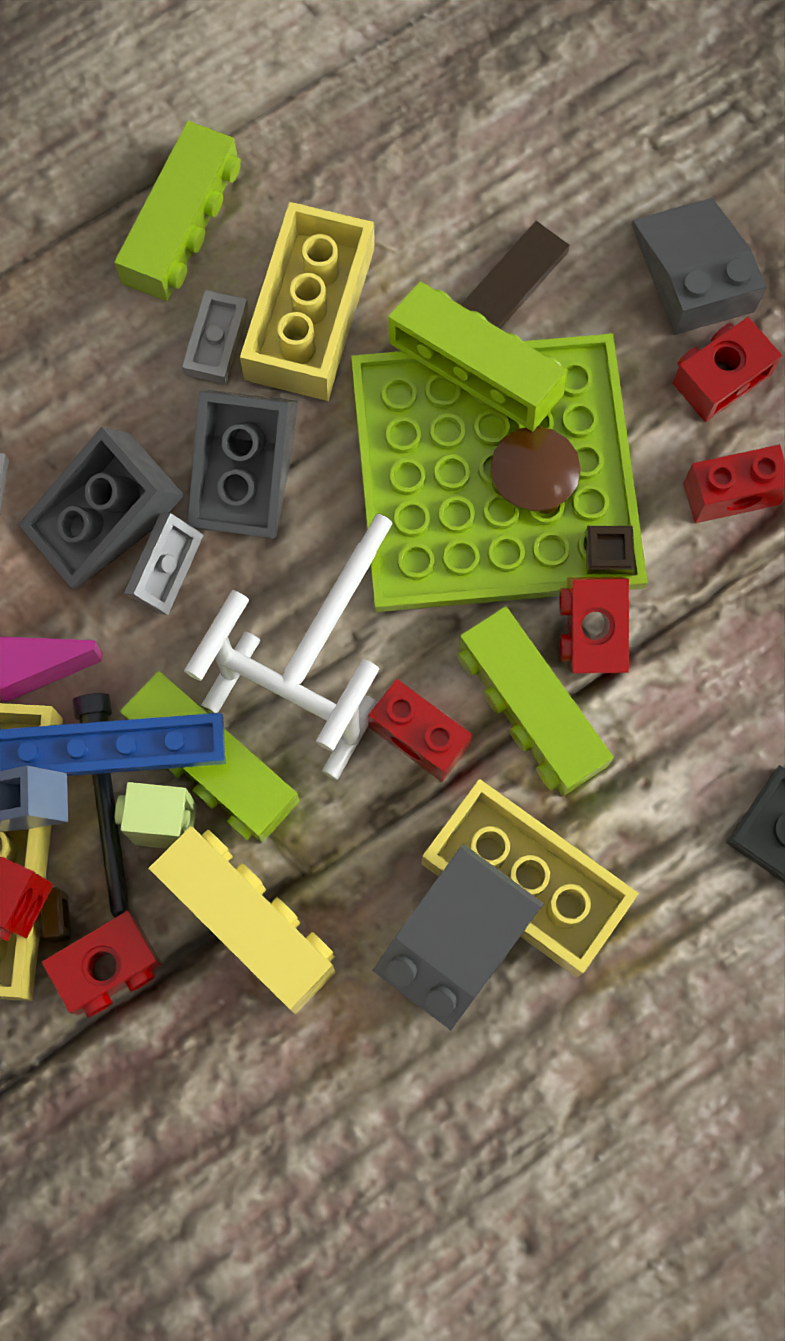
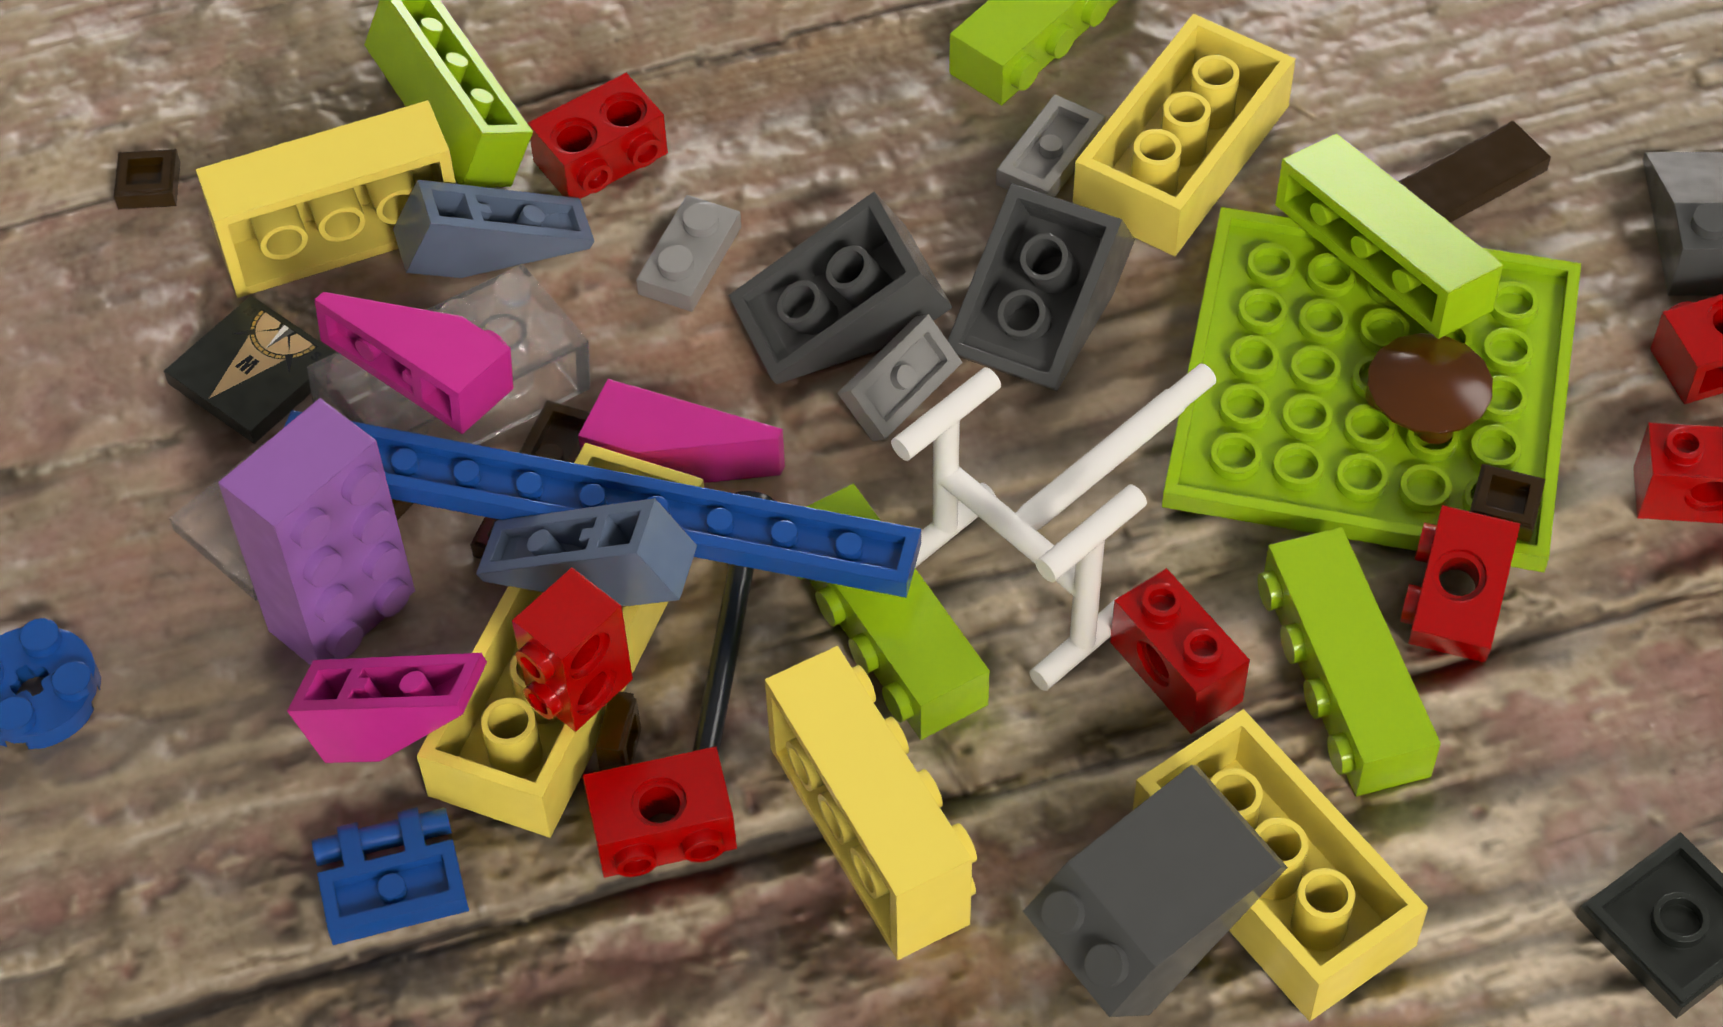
camera: 20 degrees right, 20 degrees down
(155, 814) = (788, 628): yellowish green brick -> none

